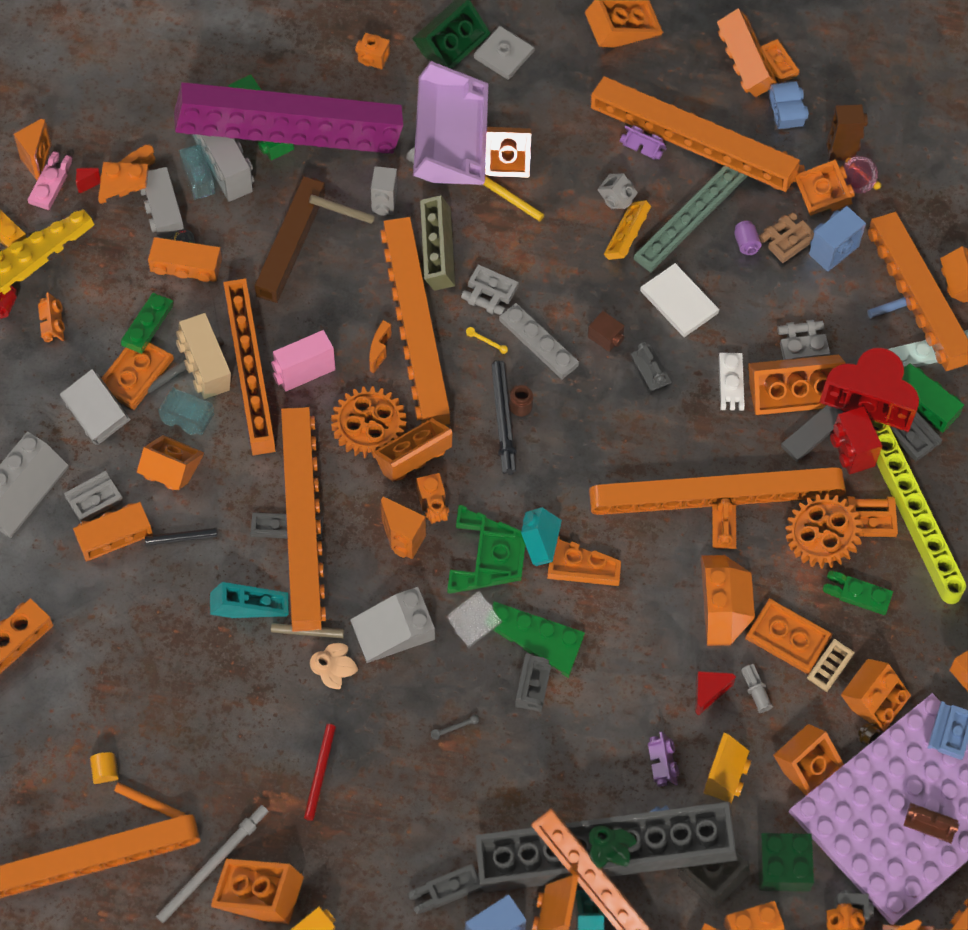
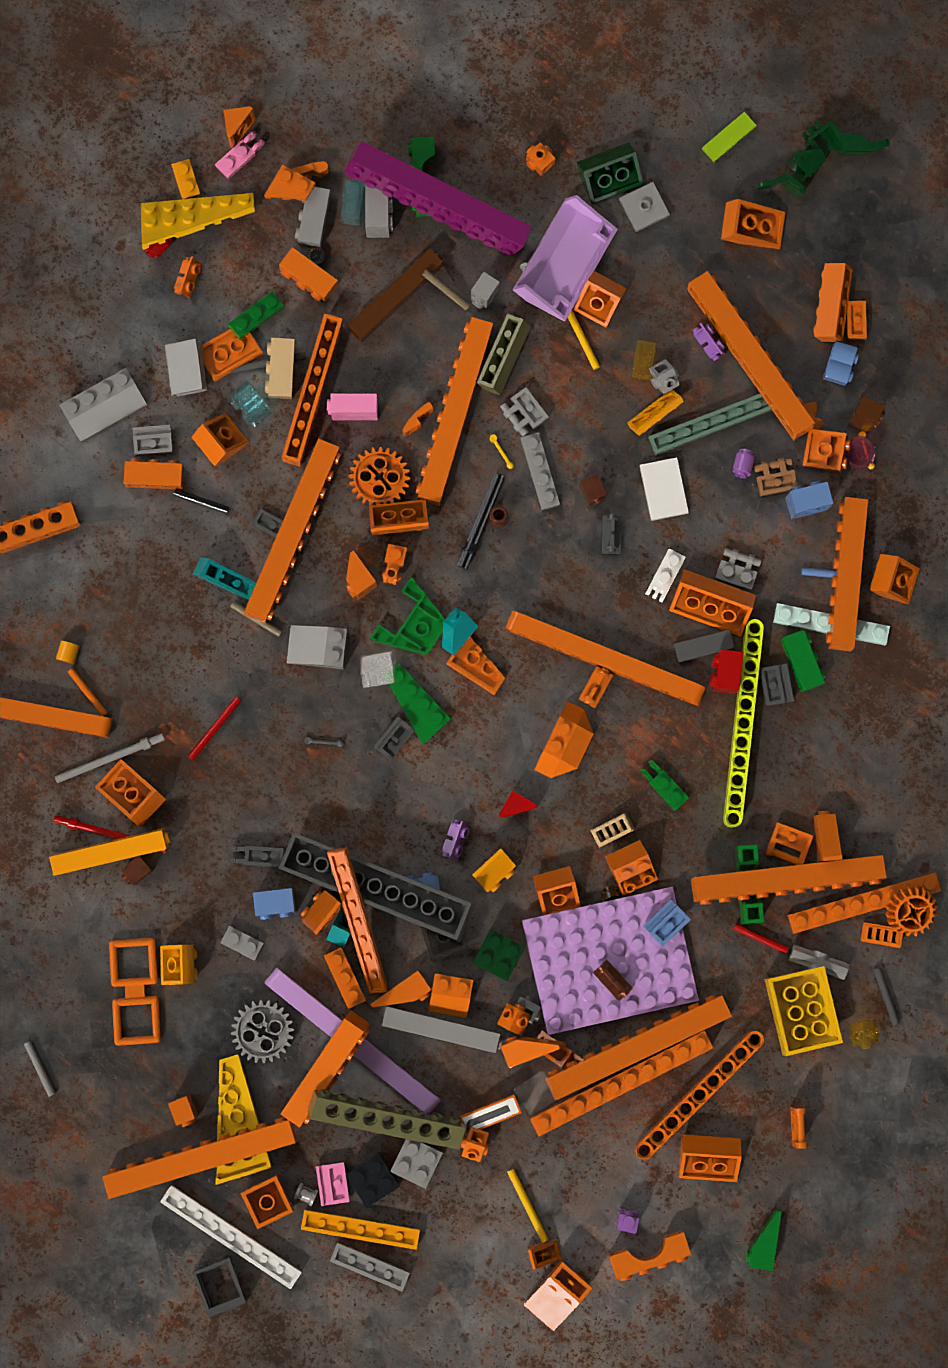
camera: 25 degrees right, 20 degrees up
(87, 178) = (266, 167): red slope -> none
(336, 666) = (264, 656): light nougat plate -> none
(586, 188) = (643, 360): none -> clear yellow plate
(612, 848) = (375, 895): dark green plate -> none
(756, 688) = (550, 820): light grey axle -> none
(789, 636) = (595, 793): orange tile -> none
(832, 512) = (677, 718): orange gear -> none
(875, 385) = (759, 642): red brick -> none
(877, 522) = (704, 738): orange plate -> none

